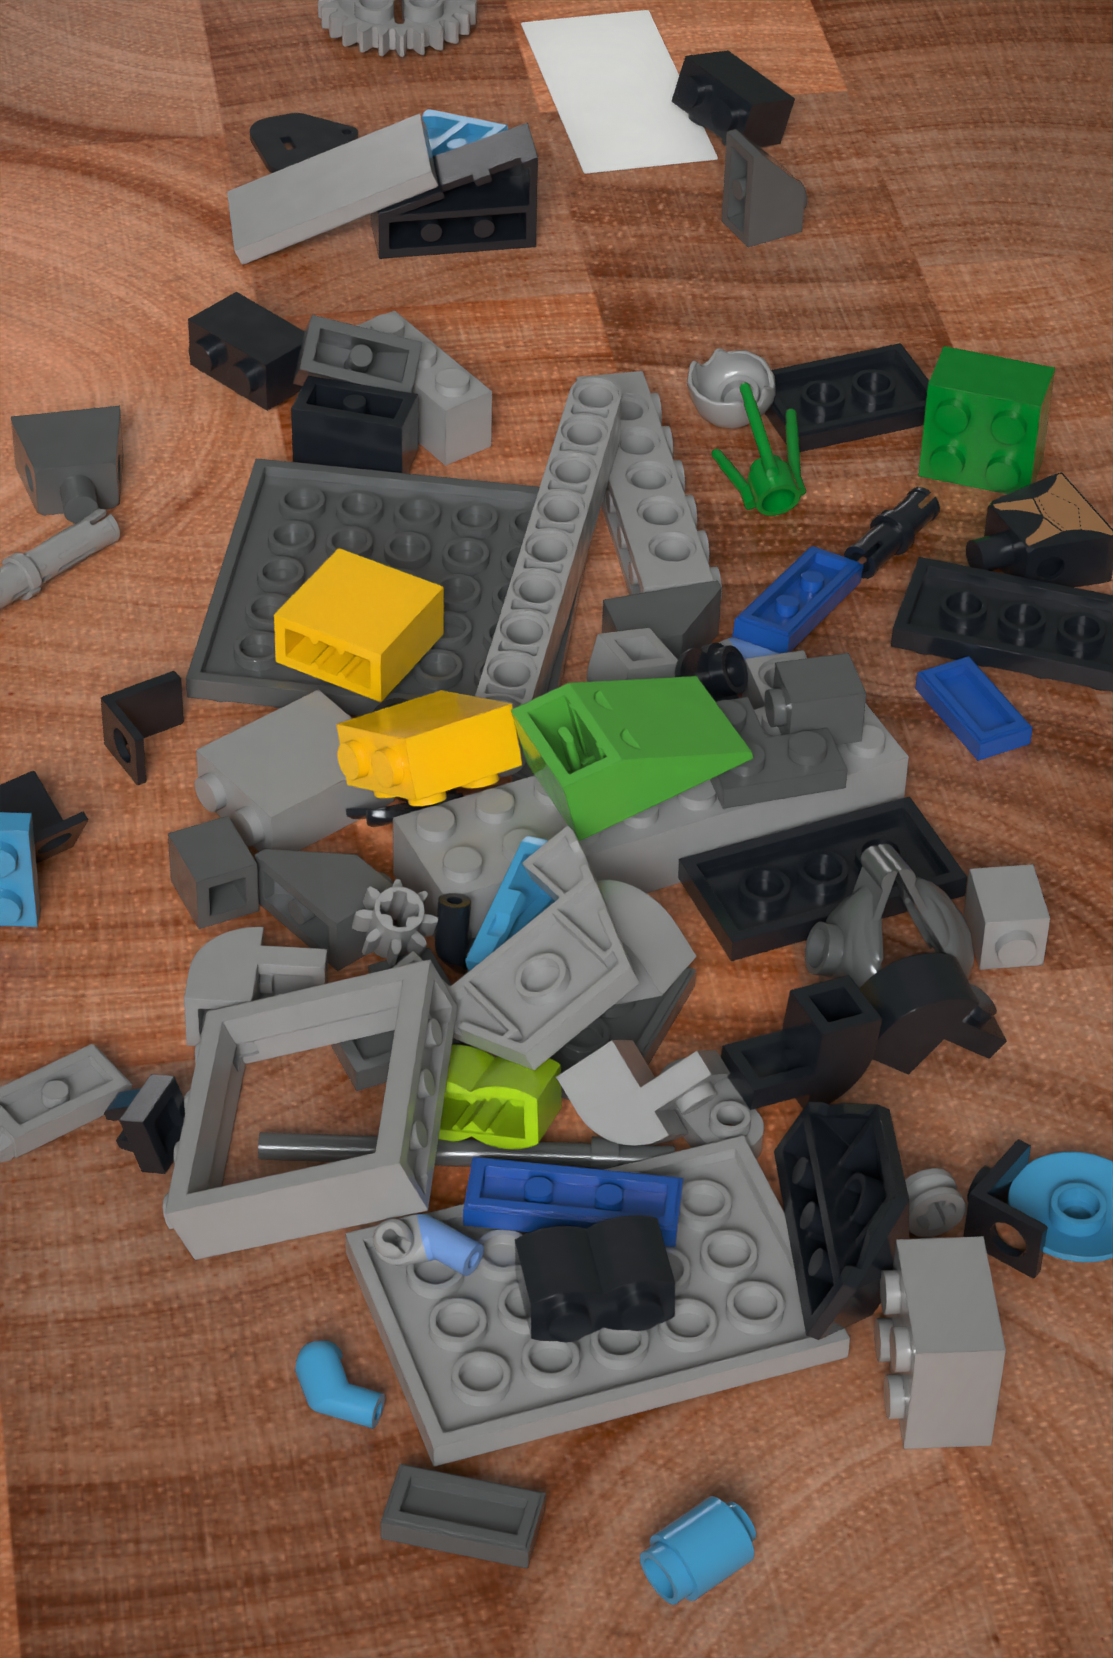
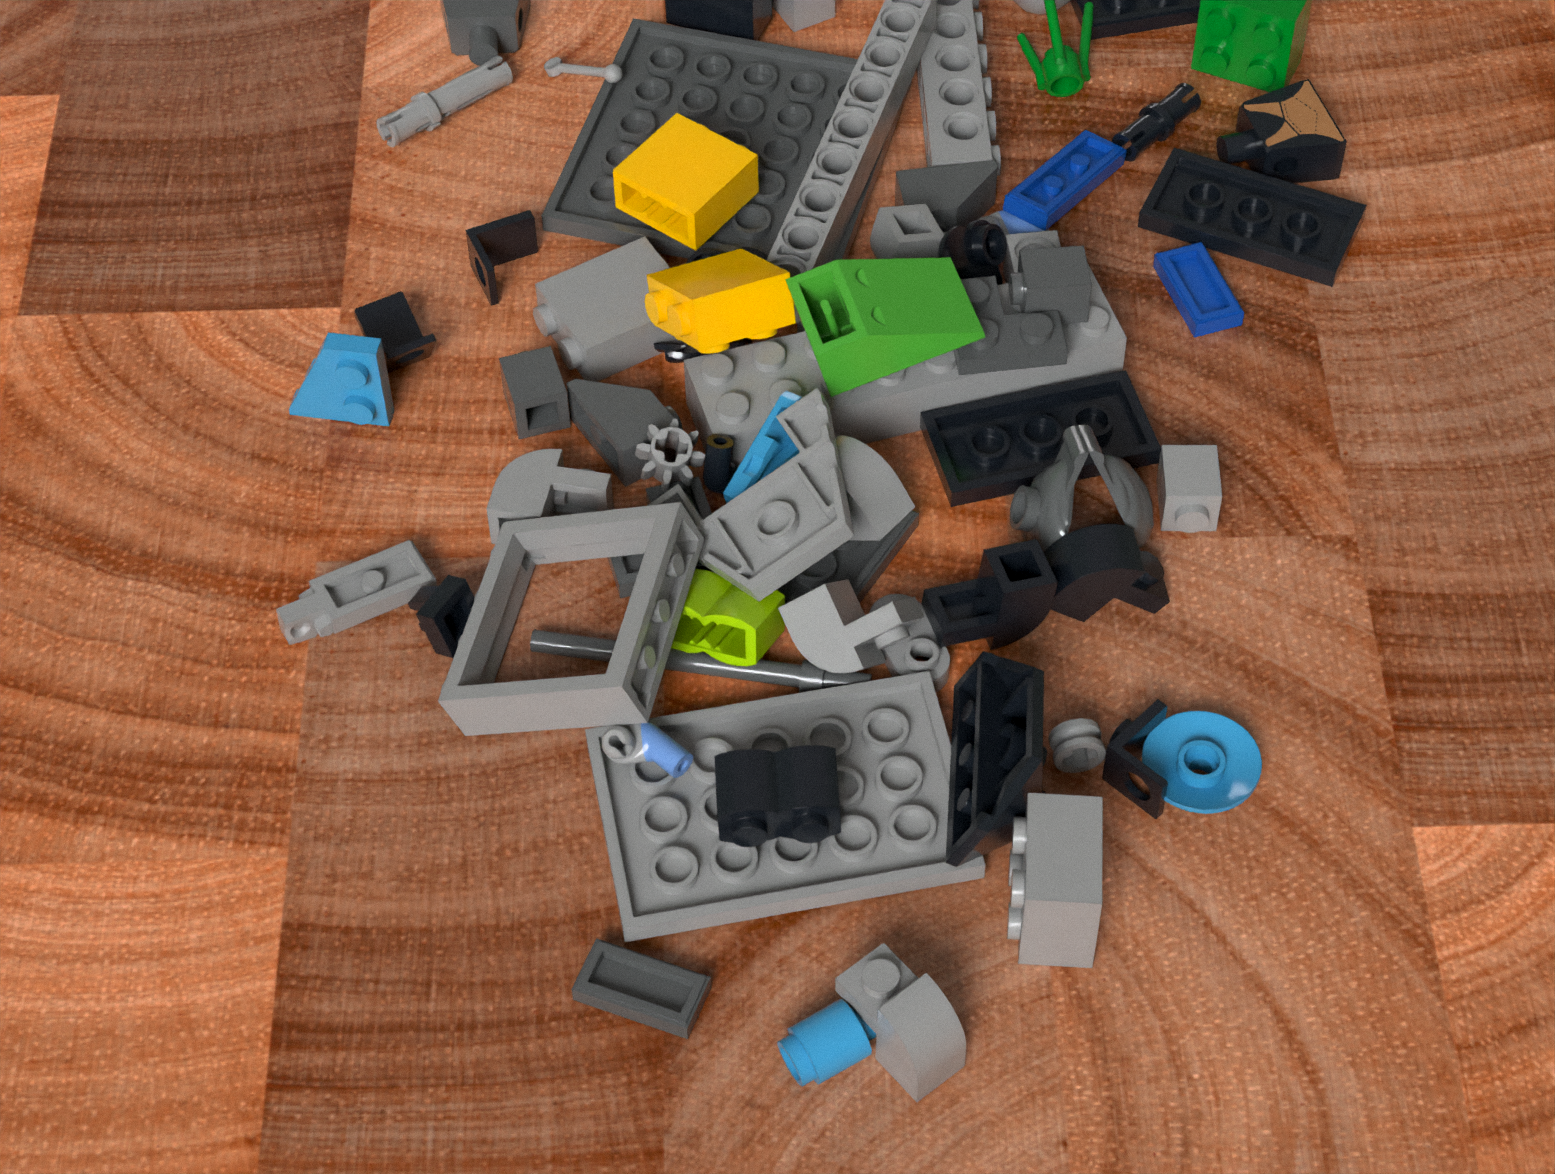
camera: 10 degrees right, 10 degrees up
(168, 518) = (555, 67): none -> light grey hinge
(328, 1388) = (550, 866): dark azure arm -> none
(548, 1195) = (773, 718): blue tile -> none
(803, 1511) = (912, 1019): none -> light grey brick

